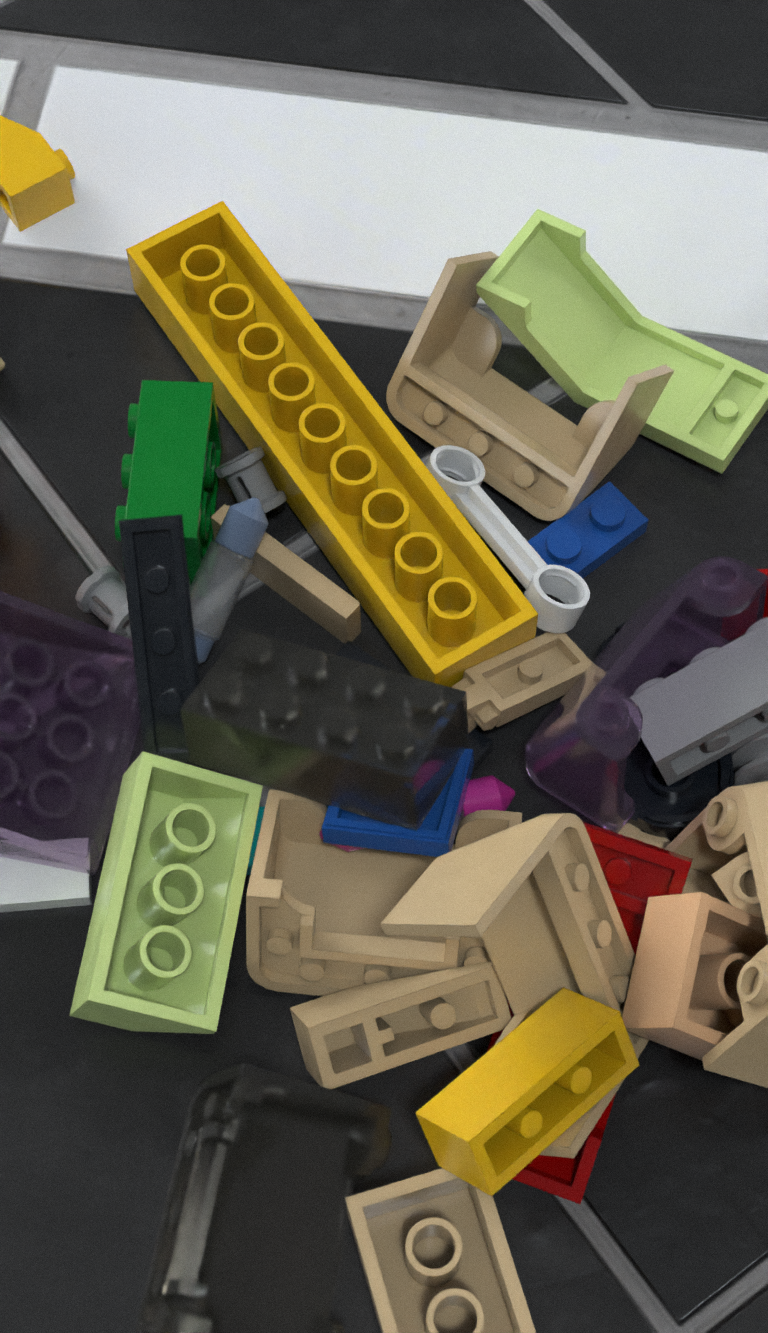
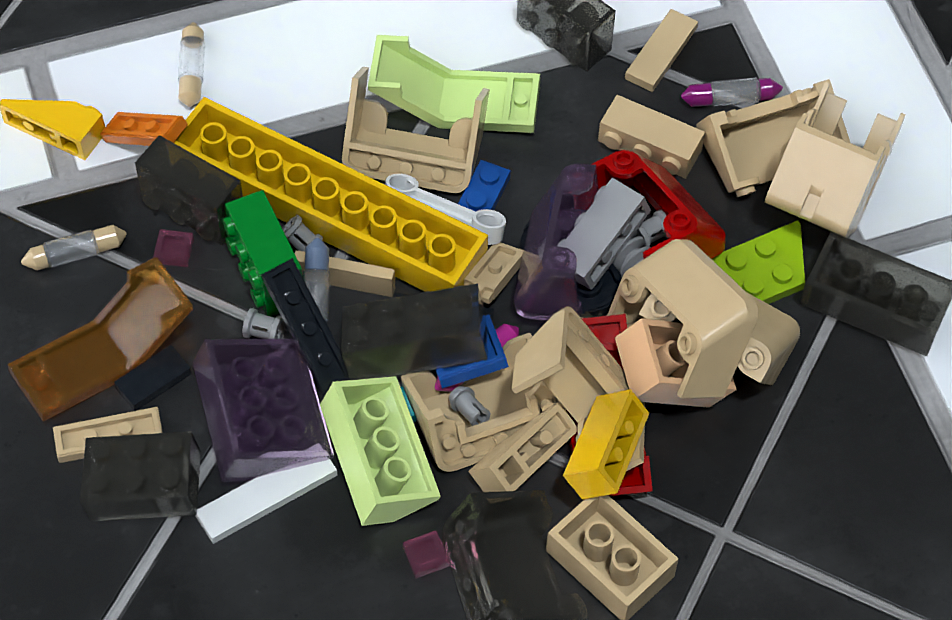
camera: 30 degrees left, 5 degrees down
(61, 419) = (174, 247): none -> clear pink tile
(113, 323) = (186, 188): none -> clear smoke brick
(114, 216) = (142, 128): none -> orange tile
(148, 1116) = (426, 554): none -> clear pink tile
(251, 147) = (191, 64): none -> piece
(353, 879) = (464, 400): none -> light grey pin

